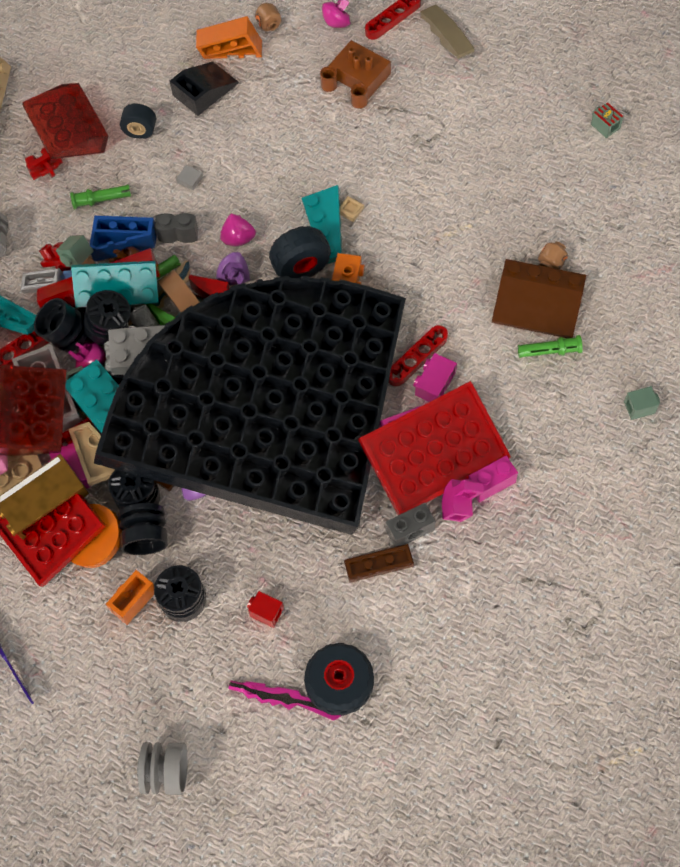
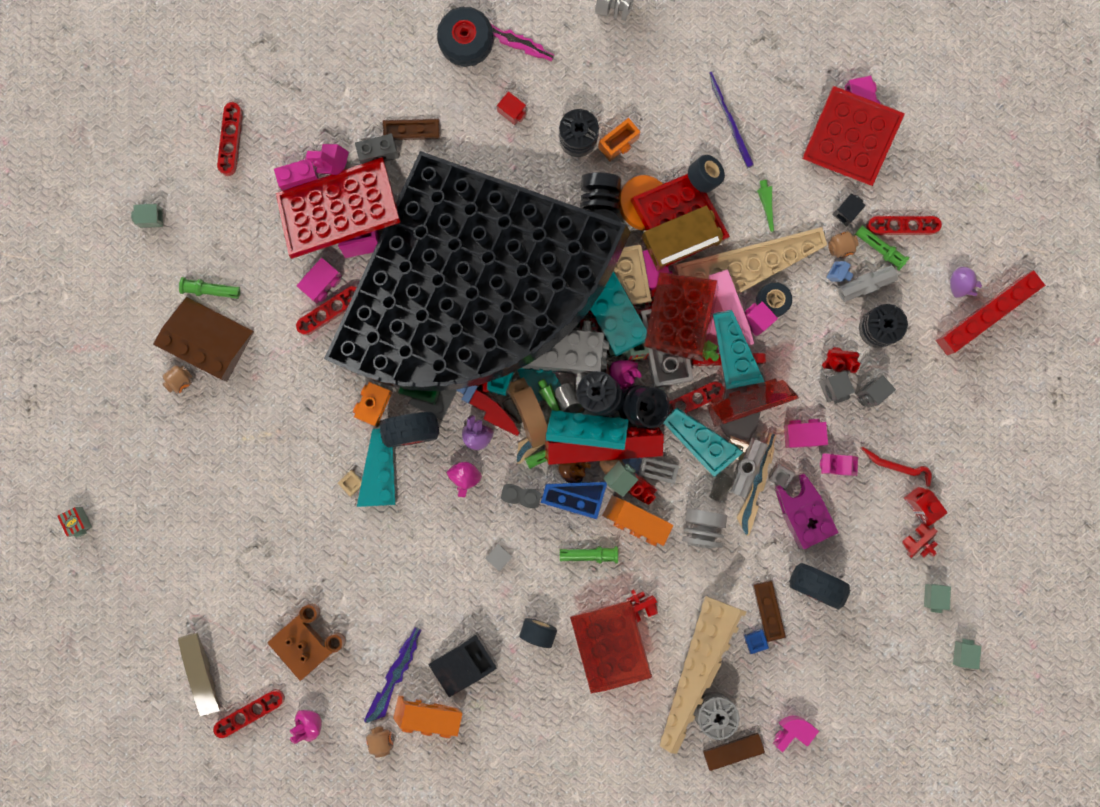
camera: 175 degrees left, 20 degrees up
(23, 581) = (706, 173): none -> black wheel
(52, 227) = (638, 521): none -> orange wedge
(267, 70) = (395, 675): none -> dark purple sword
(582, 505) = (229, 139): none -> red beam

